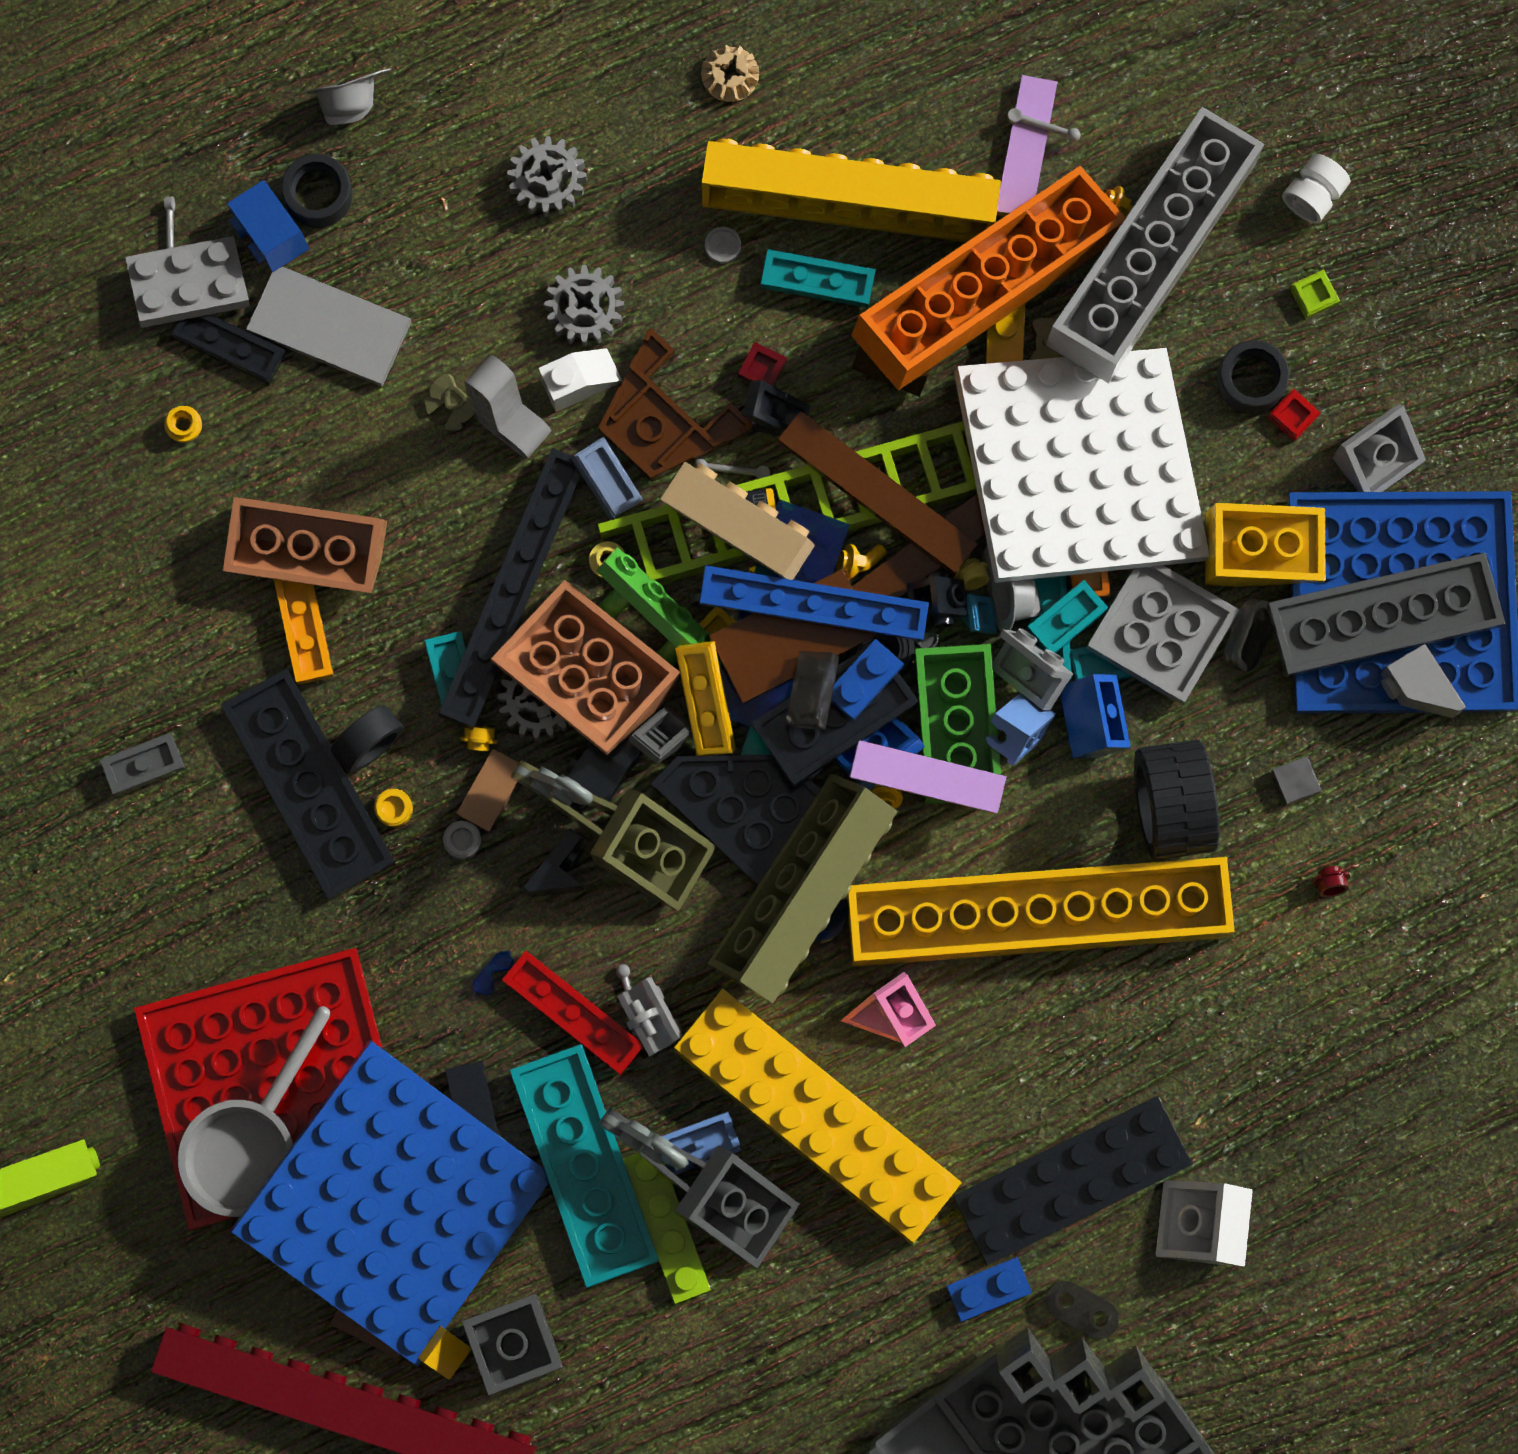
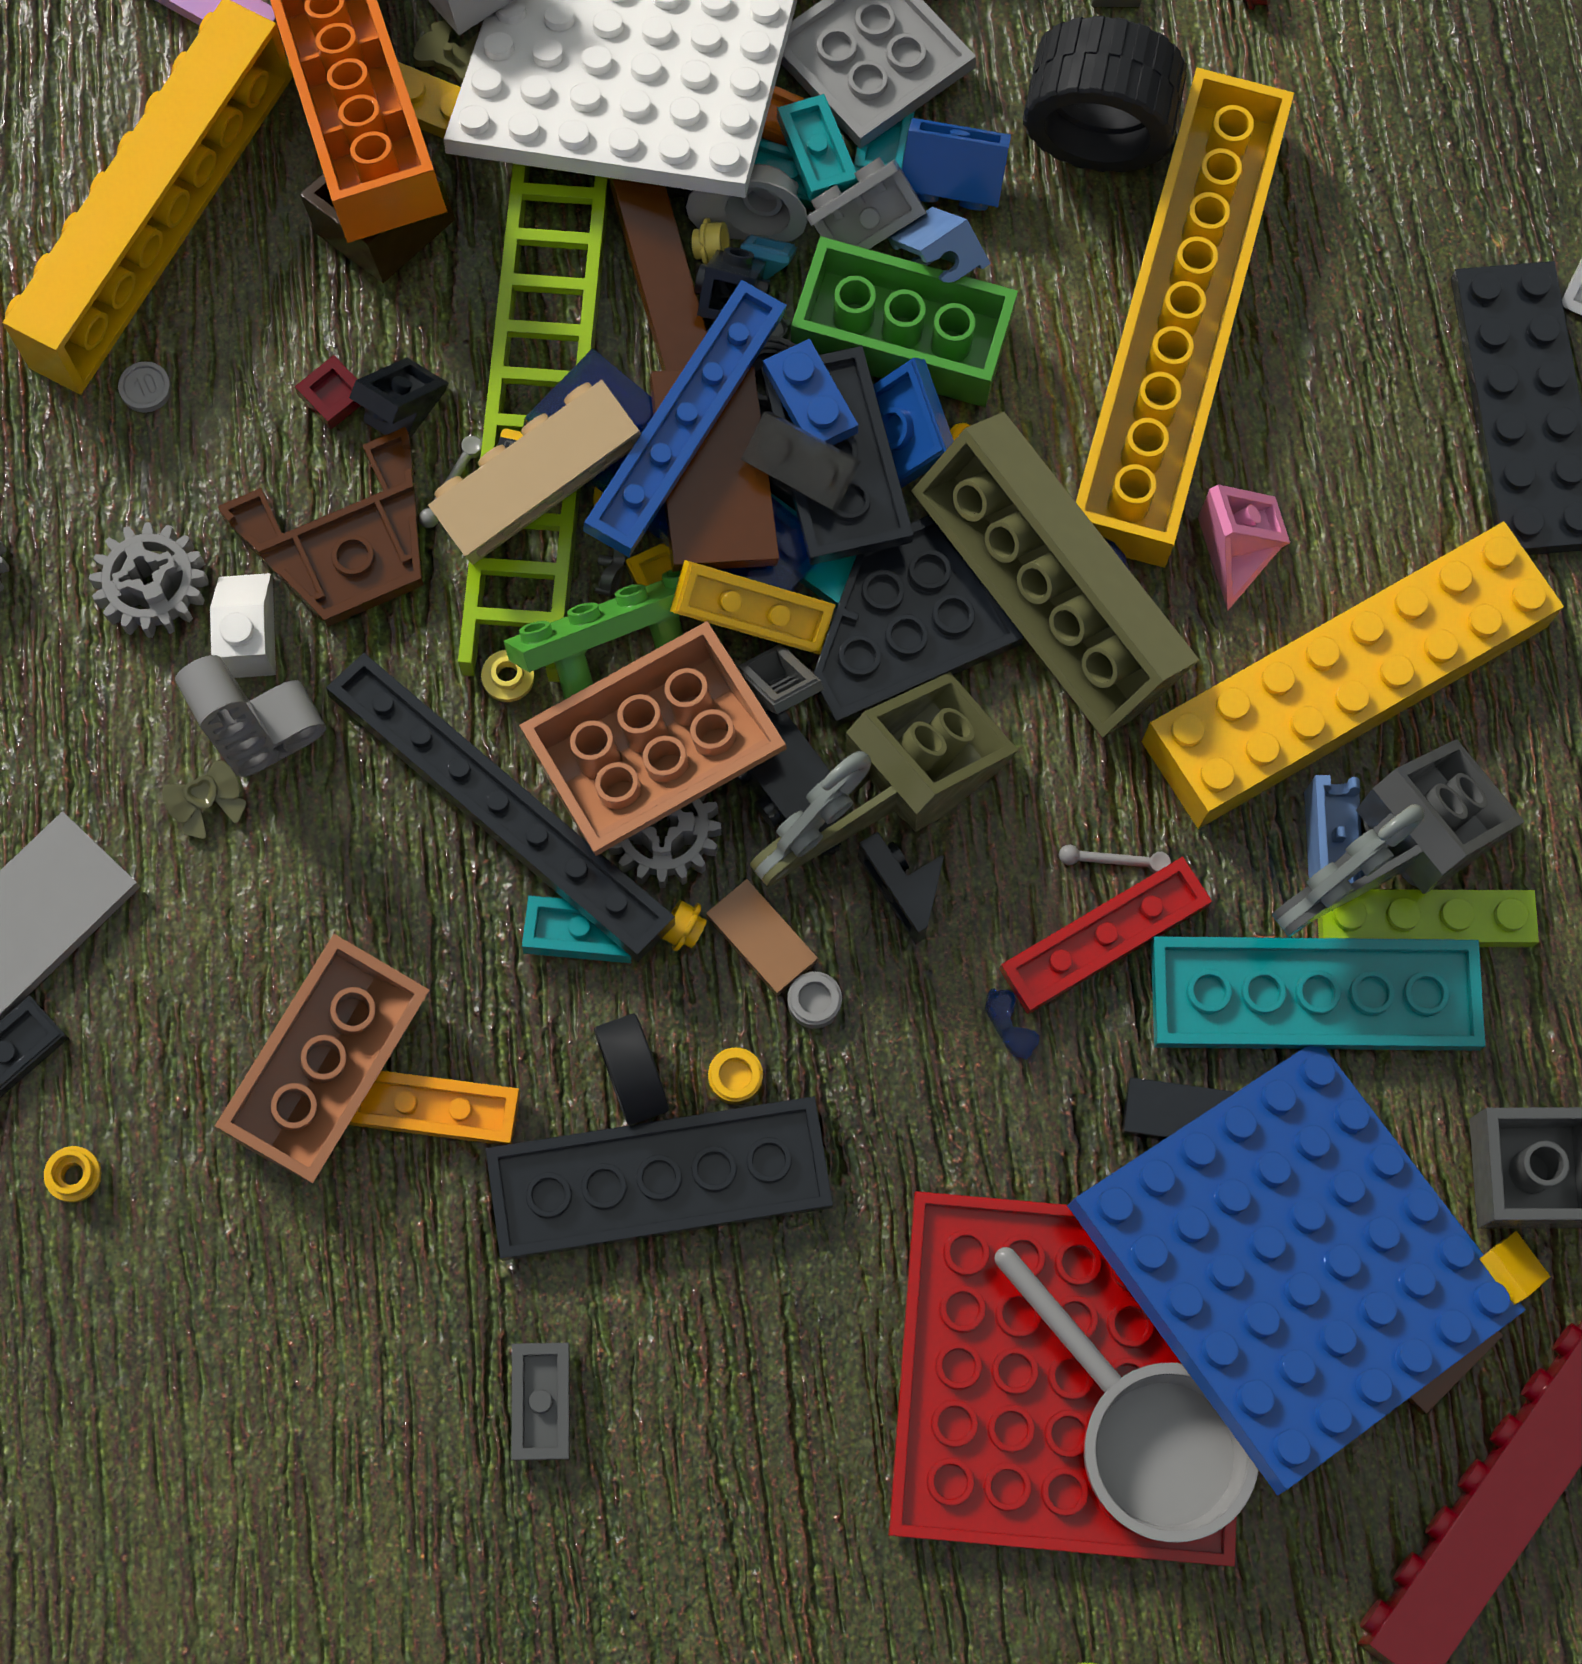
camera: 70 degrees left, 5 degrees down
(606, 478) = (397, 634): sand blue tile -> none
(650, 1016) = (1149, 833): light grey hips -> none
(818, 278) = (244, 284): teal plate -> none
(853, 562) = (641, 362): yellow plate -> none
(877, 493) = (563, 302): reddish brown tile -> none
(927, 777) = (968, 365): lavender tile -> none

